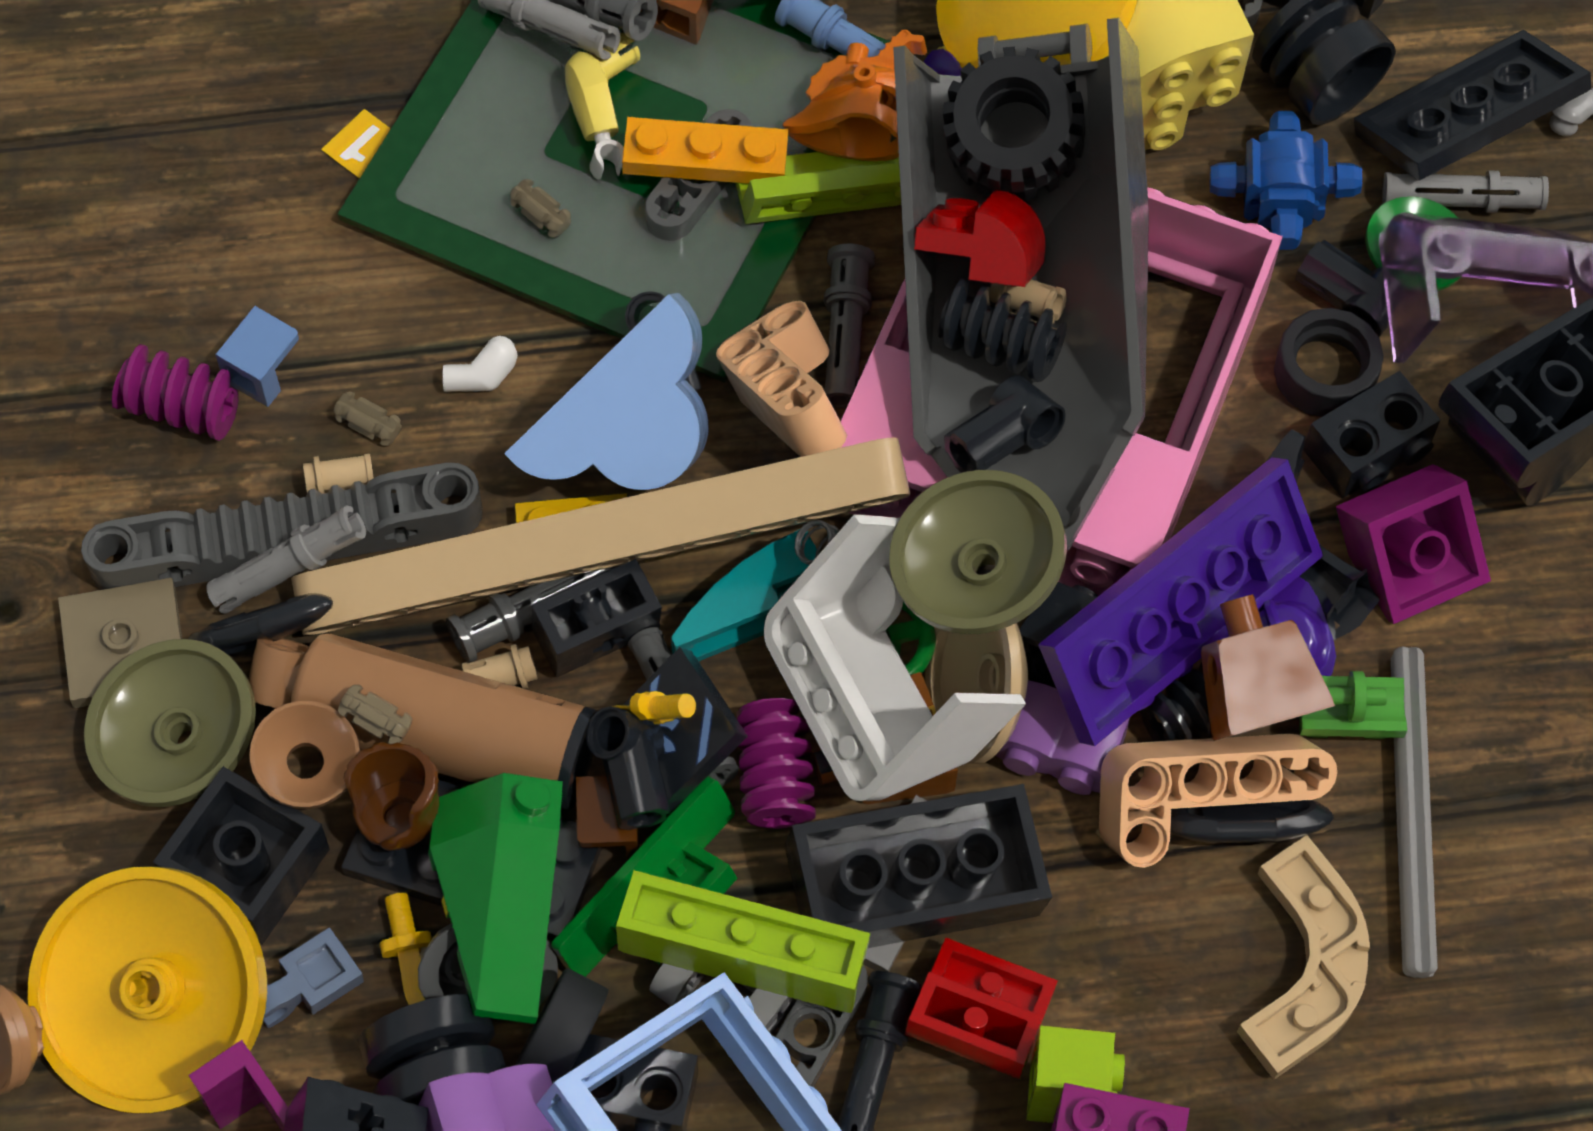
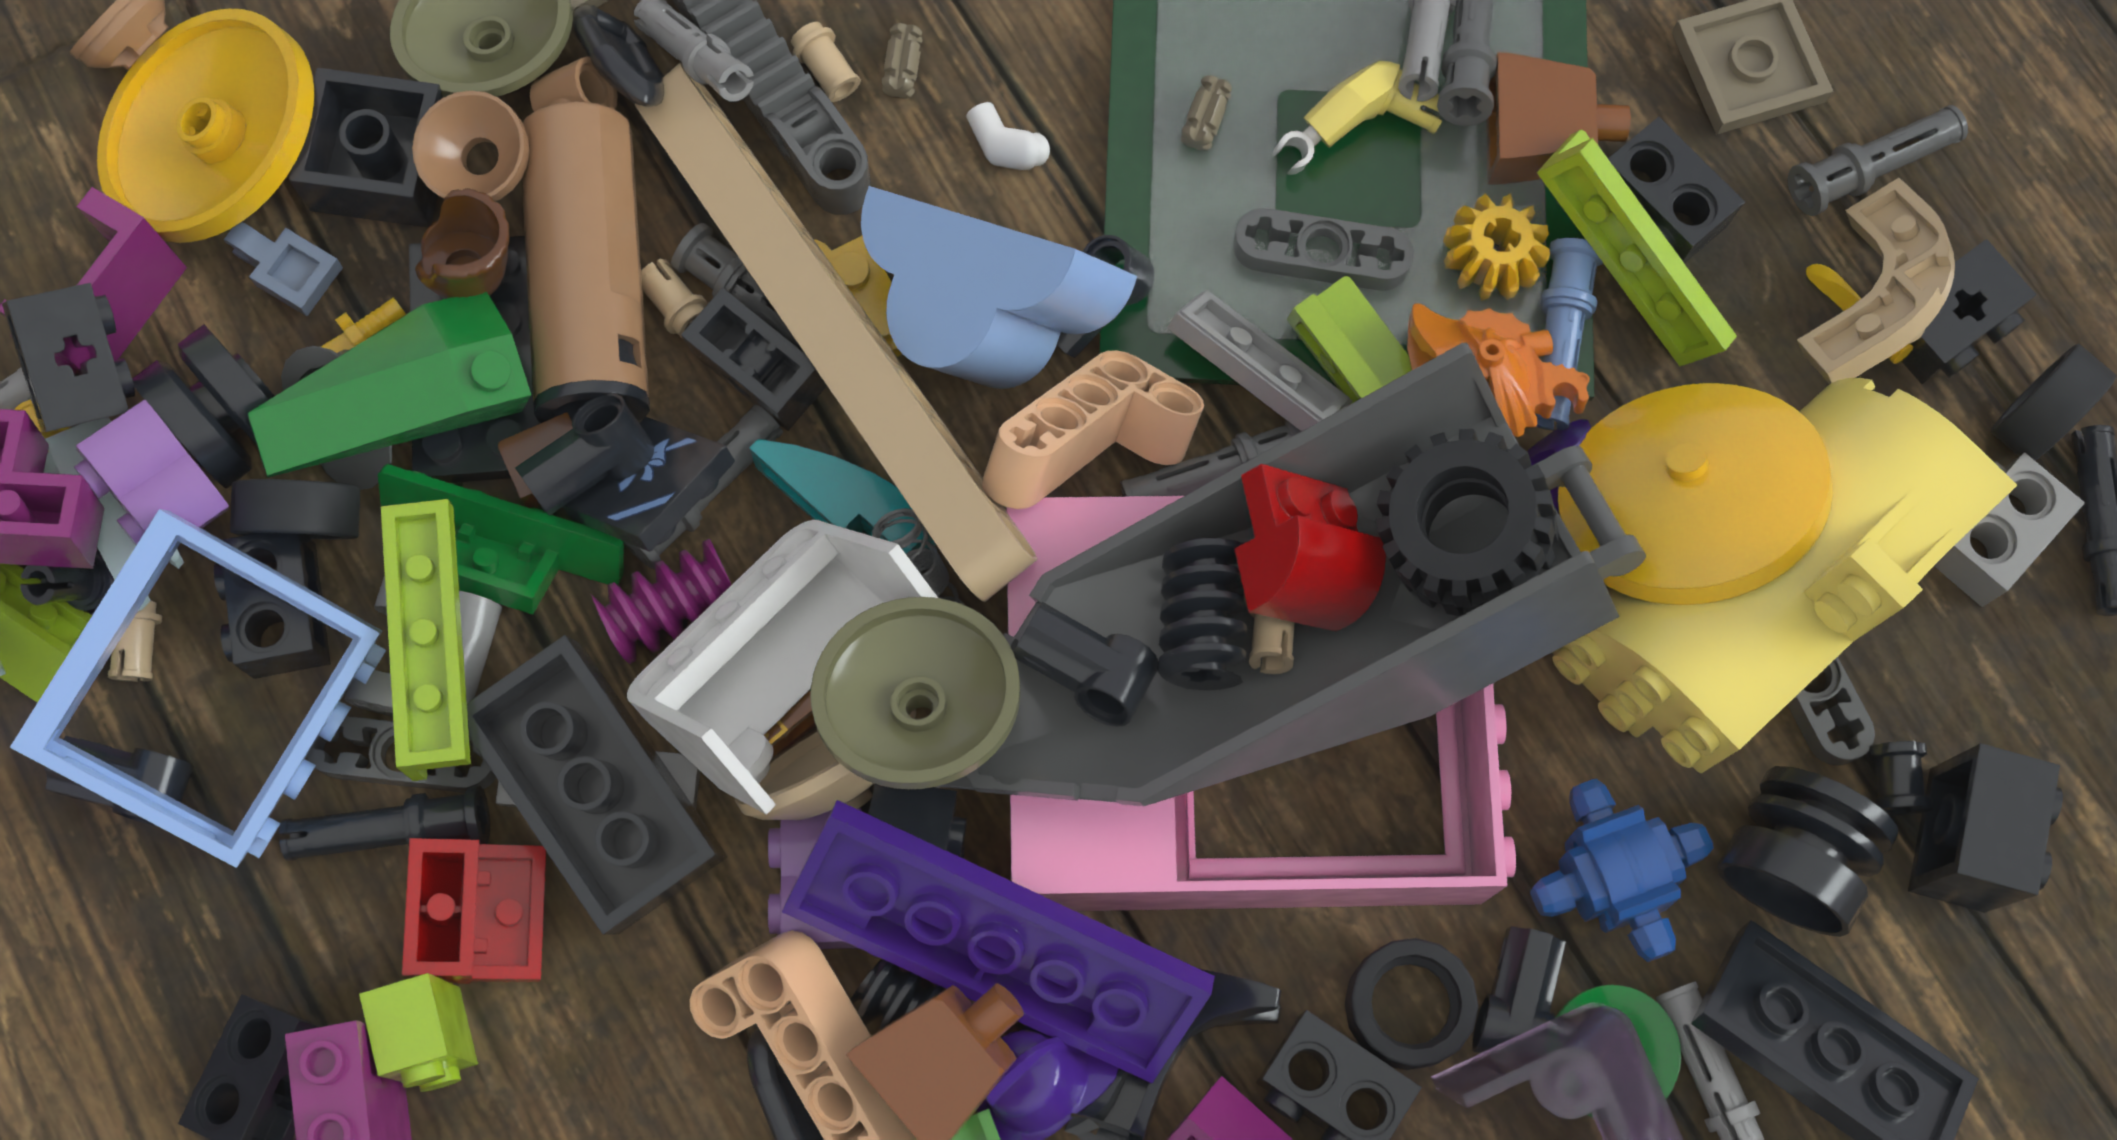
camera: 65 degrees right, 10 degrees up
(375, 714) = (528, 190): dark tan piece -> none
(660, 707) = (645, 447): yellow piece -> none
(703, 150) = (1341, 239): light orange plate -> none
(760, 54) = (1519, 250): none -> yellow gear
(778, 253) = (1256, 361): none -> light grey tile

